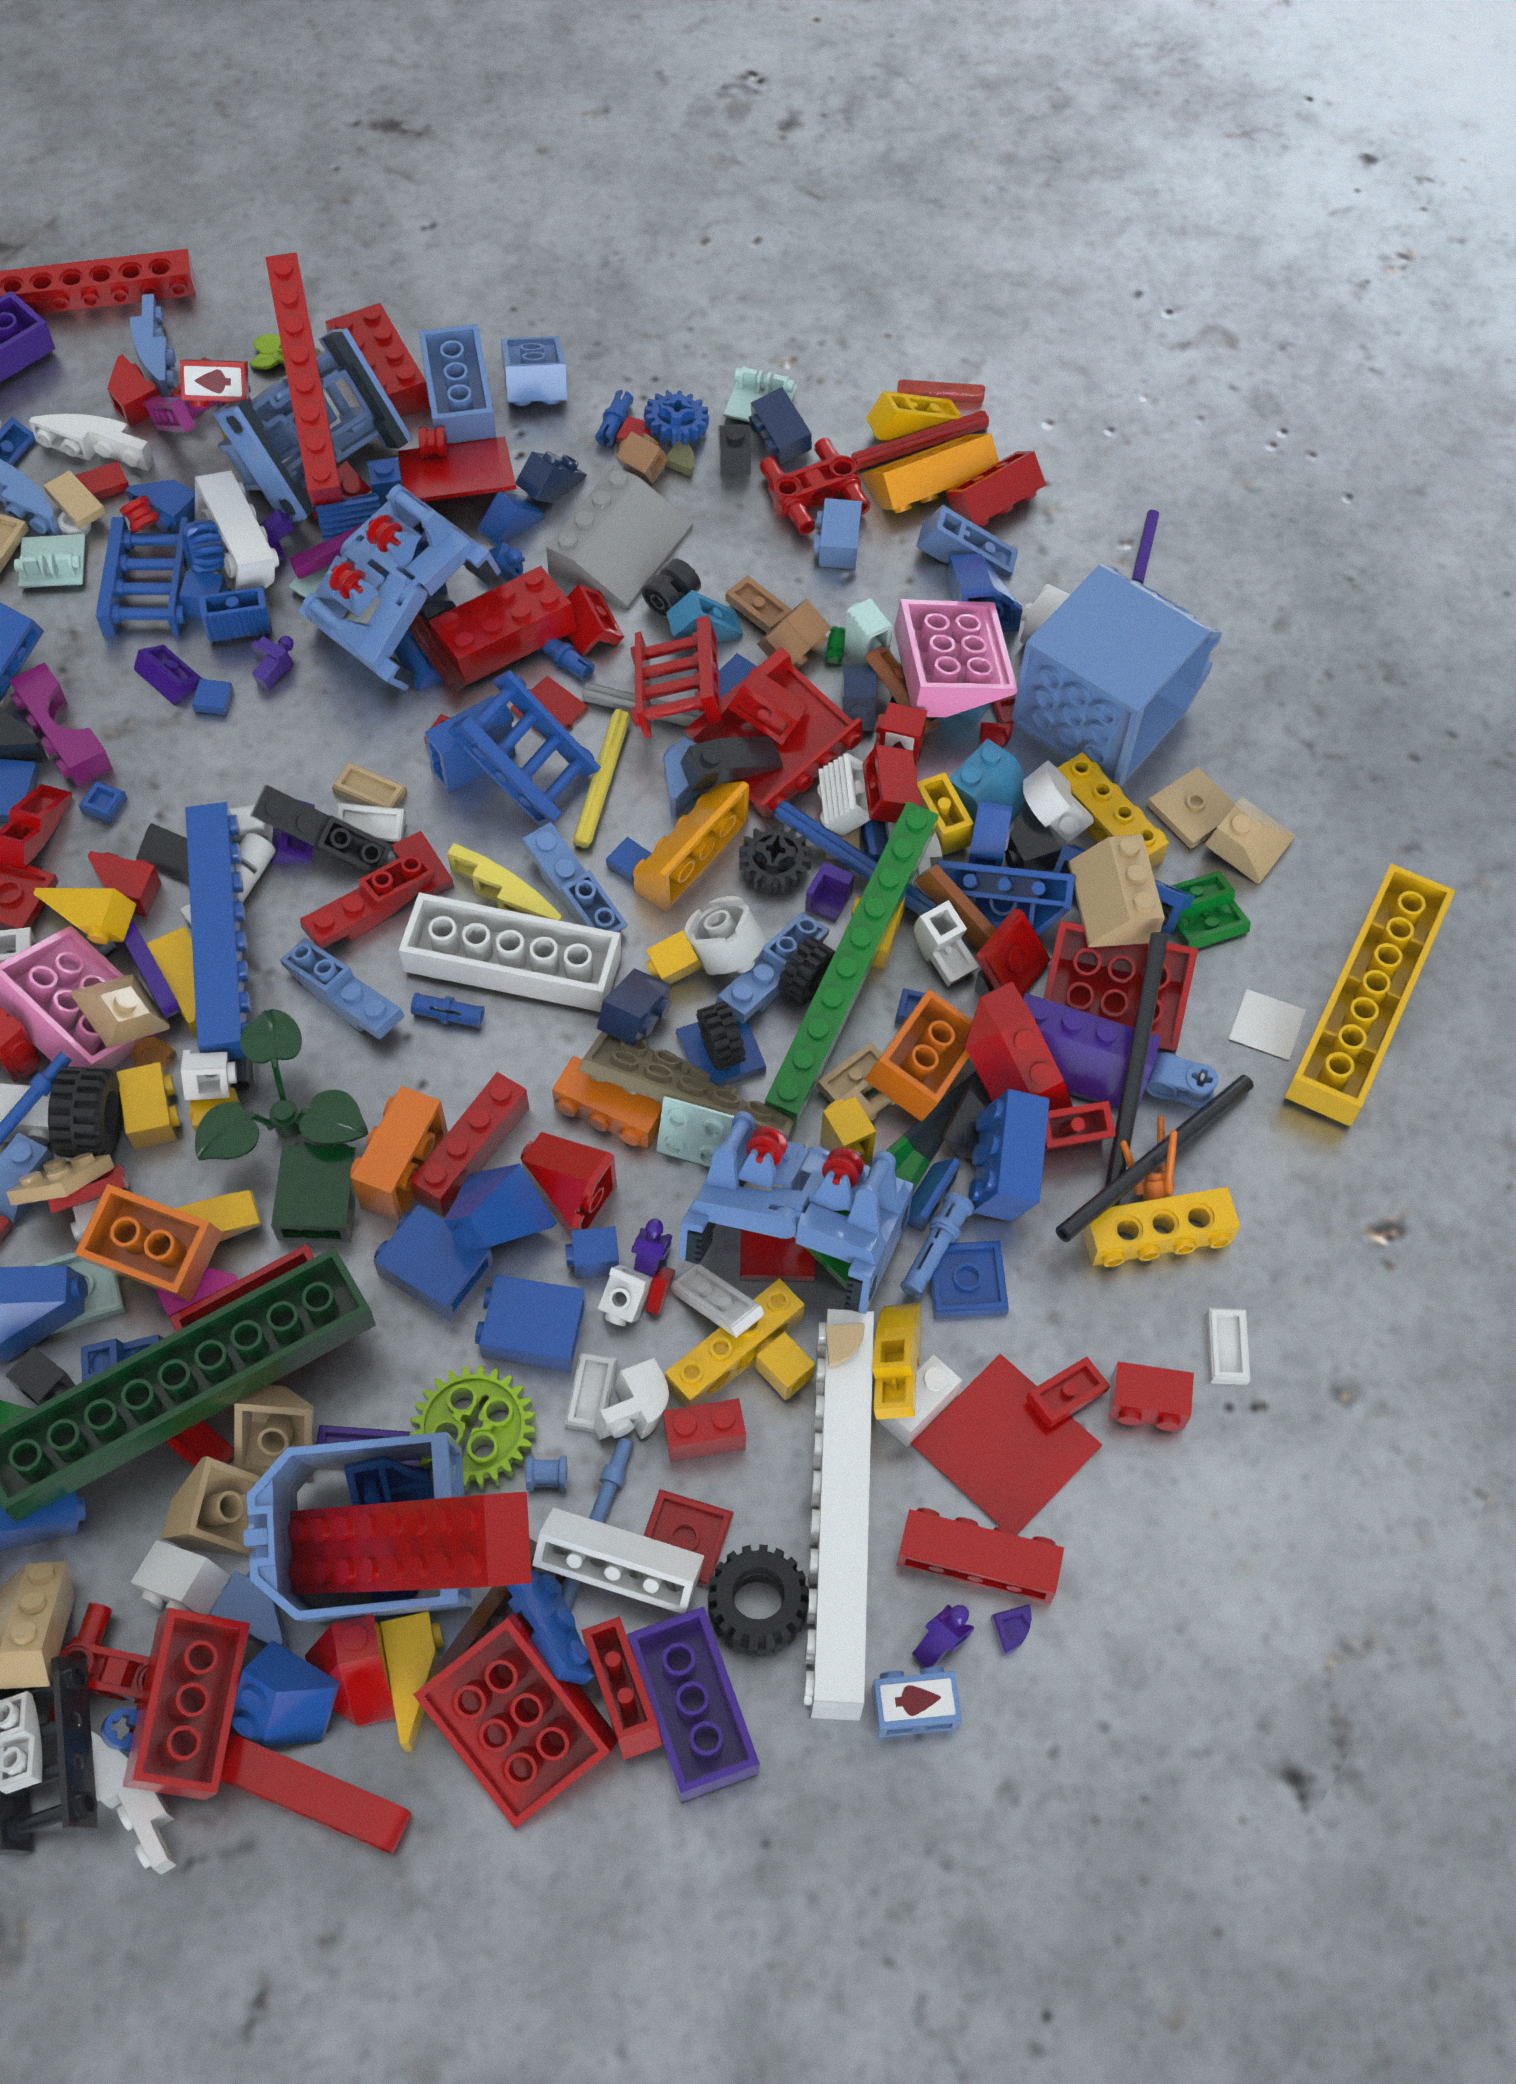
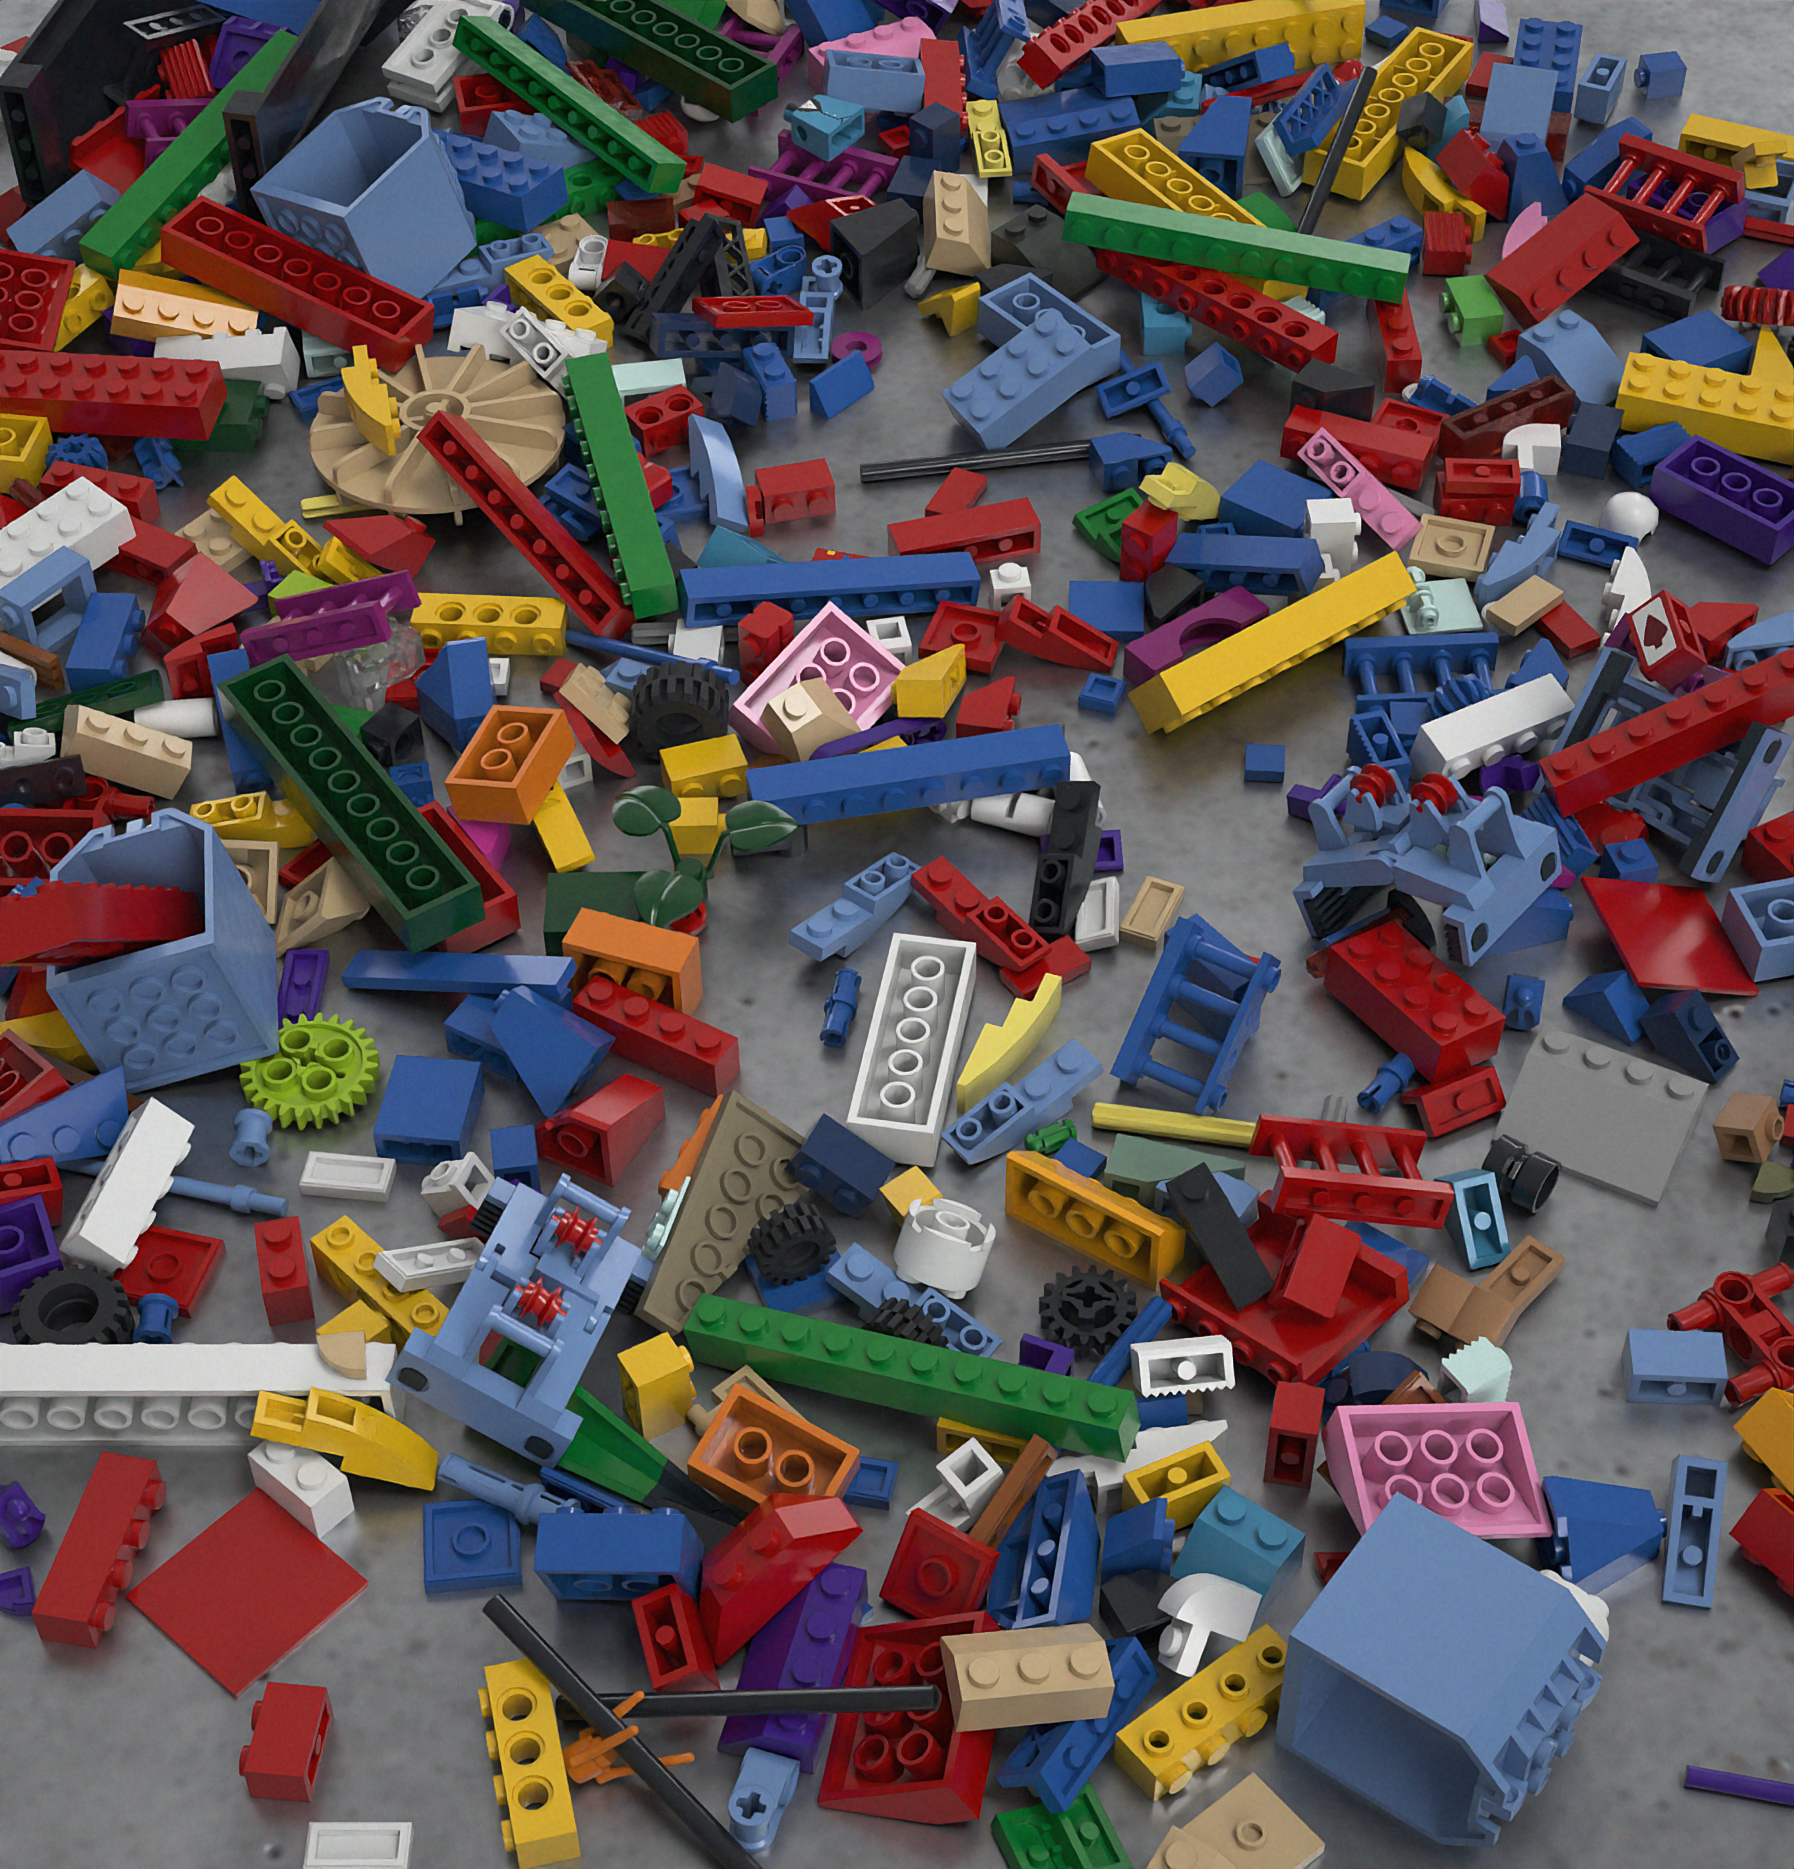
camera: 90 degrees right, 15 degrees down
(95, 664) = (1272, 645): none -> yellow brick
(137, 1507) = (256, 819): none -> yellow slope
(139, 514) = (1503, 651): red wheel -> none
(166, 673) = (1296, 721): dark purple slope -> none
(207, 1075) = (718, 788): white brick -> none
(388, 1295) = (458, 972): none -> blue tile
(433, 442) = (1704, 904): red wheel -> none
(558, 701) = (1306, 1072): red piece -> none
(602, 872) = (1050, 1137): none -> green piece
(642, 1403) = (324, 1205): white brick -> none
(648, 809) = (1140, 1164): none -> sand green slope
(749, 1534) = (156, 1319): none -> blue bush
(890, 782) = (1191, 1405): red brick -> none
(1067, 1392) = (300, 1643): red plate -> none

